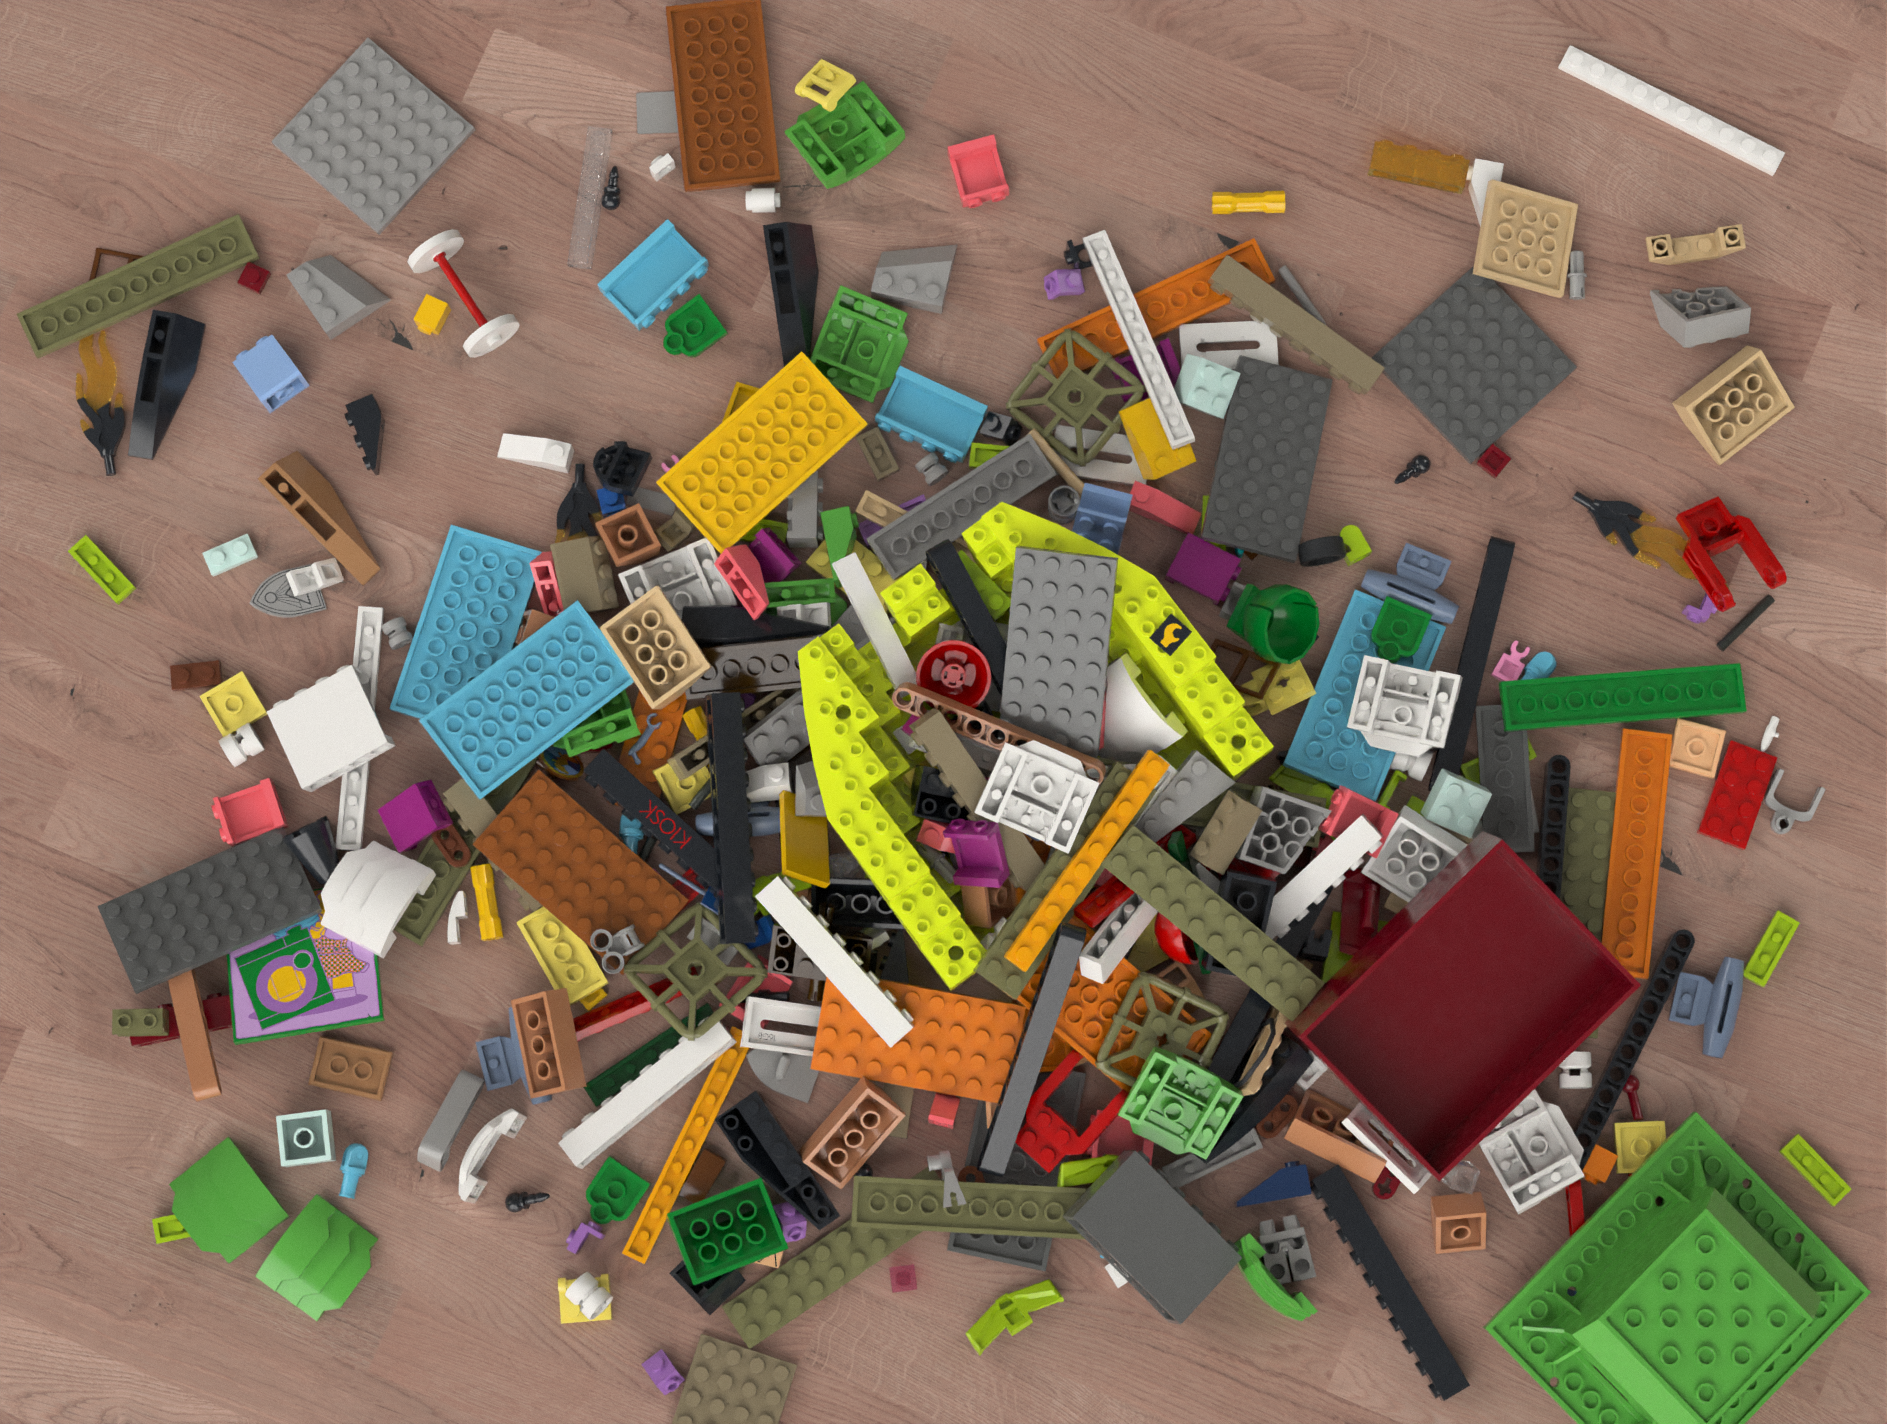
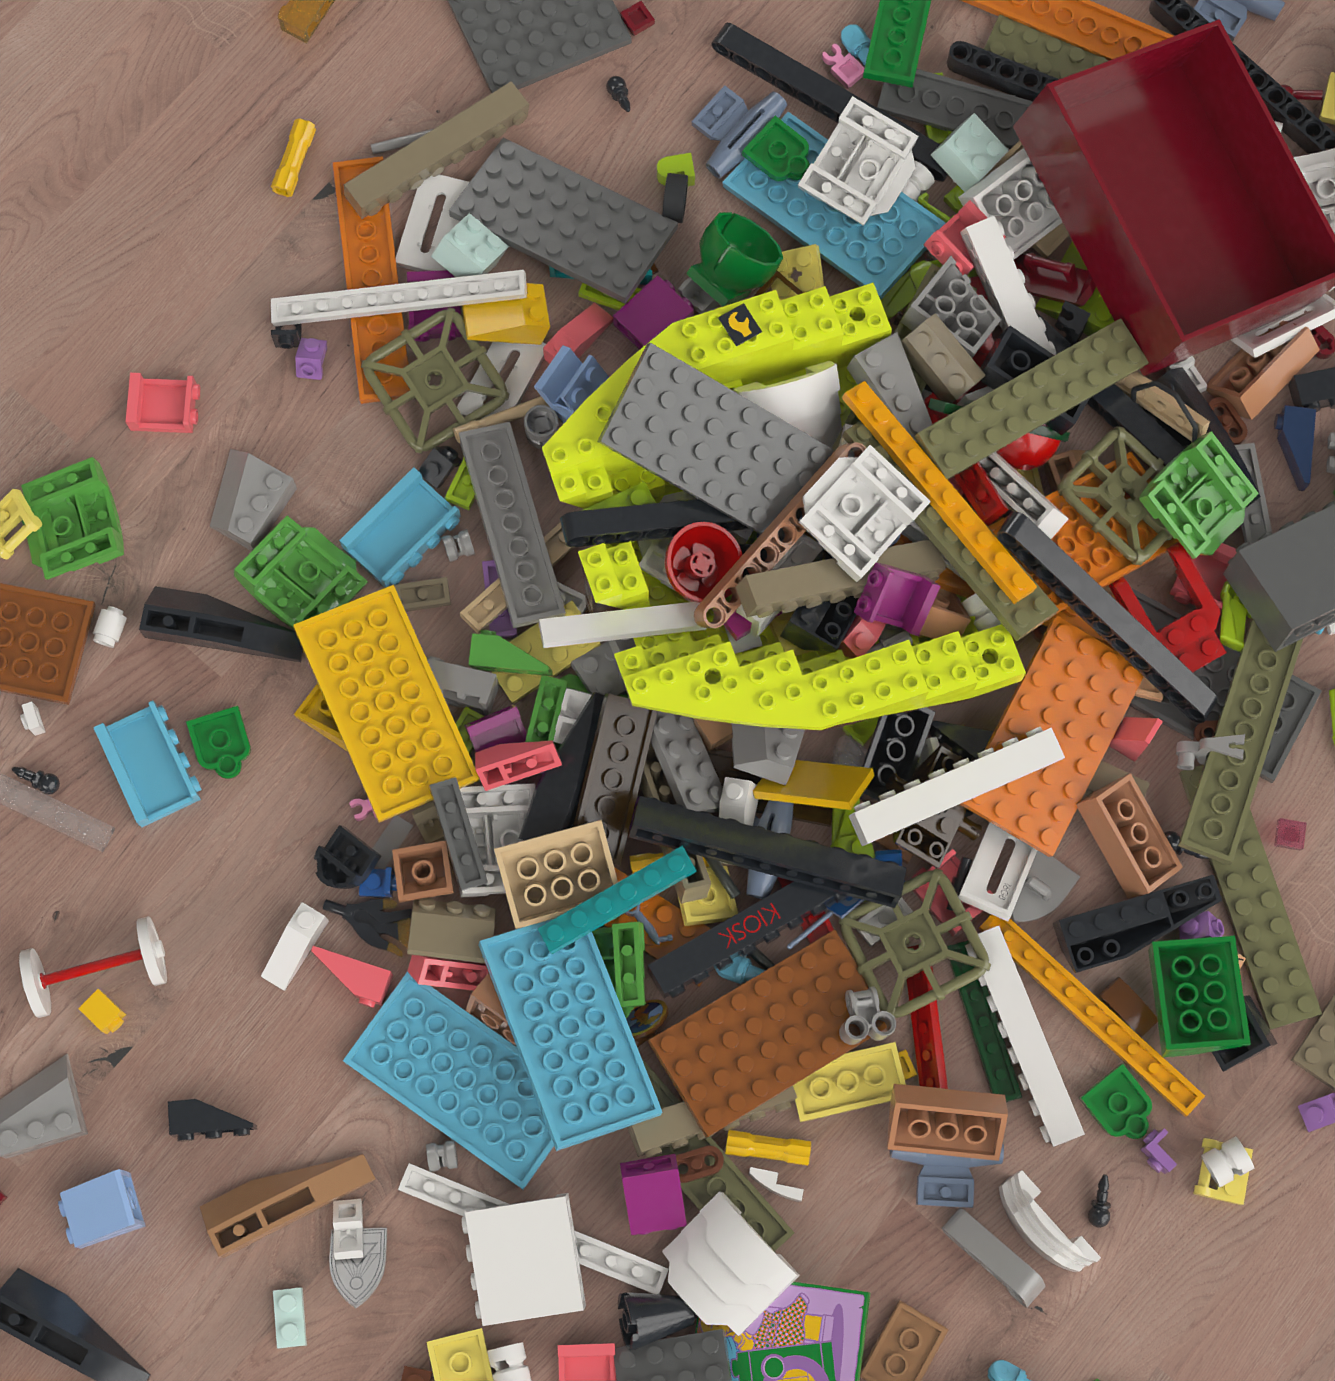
camera: 75 degrees left, 5 degrees down
(524, 515) = (362, 979): none -> coral slope
(648, 703) = (617, 900): none -> teal plate
(665, 552) = (458, 834): none -> dark grey plate

